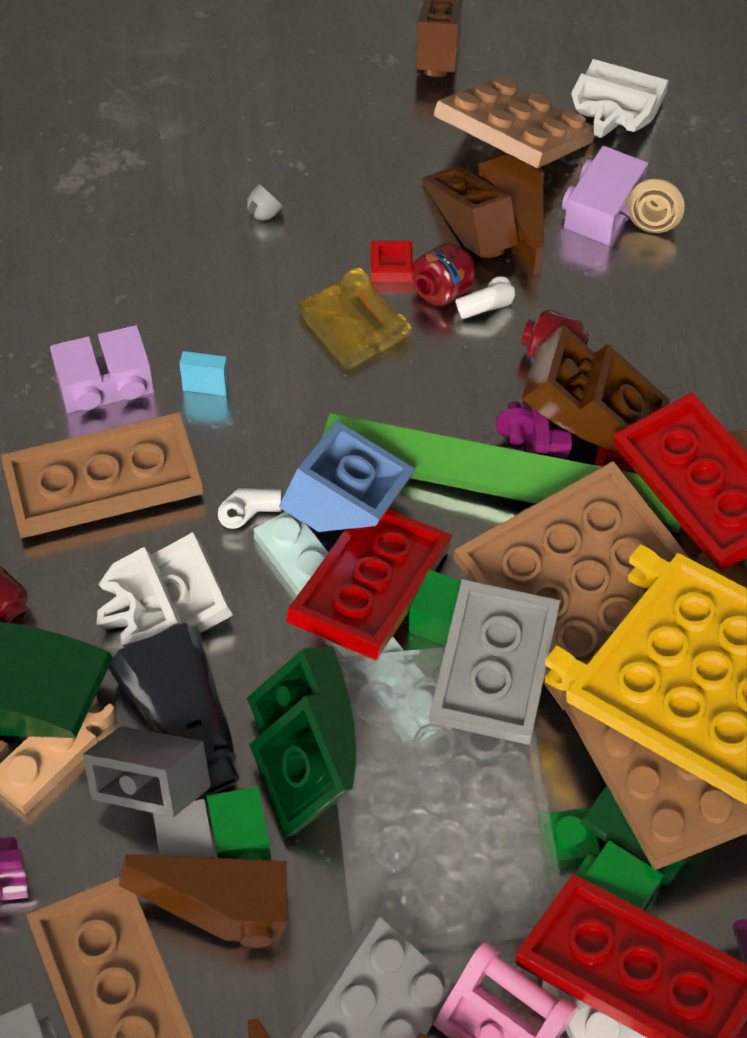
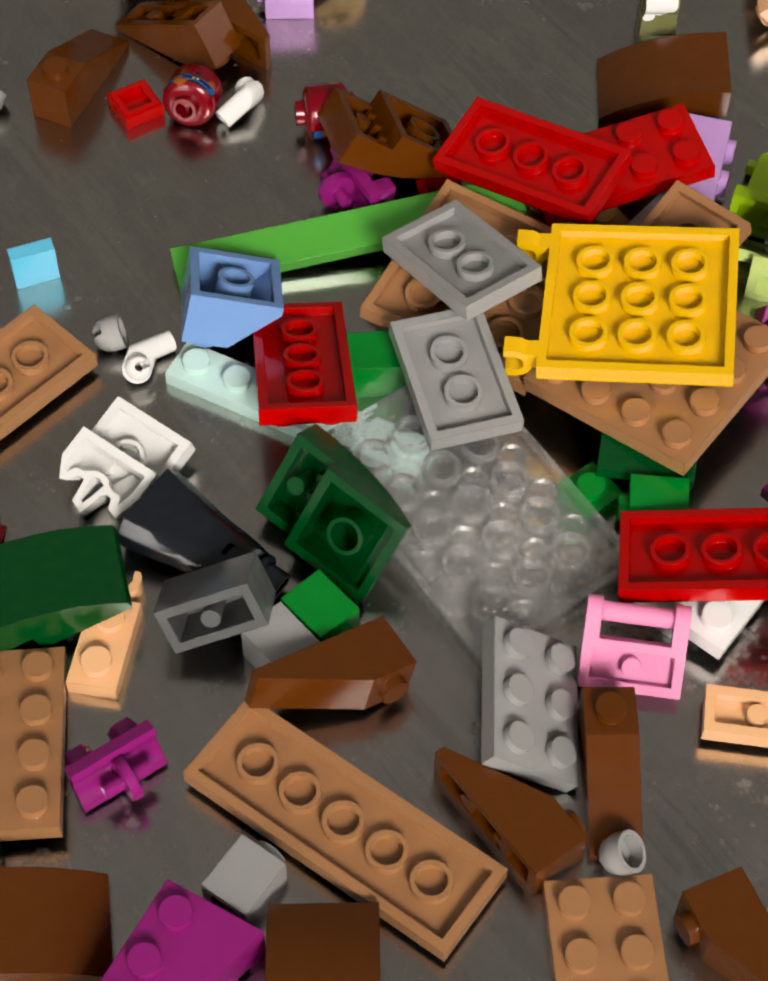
camera: 30 degrees left, 0 degrees up
(231, 470) = (110, 333): none -> light grey hinge
(344, 327) = (131, 175): clear yellow plate -> none
(352, 209) = (72, 75): none -> reddish brown slope
(567, 550) = (462, 259): none -> light grey plate

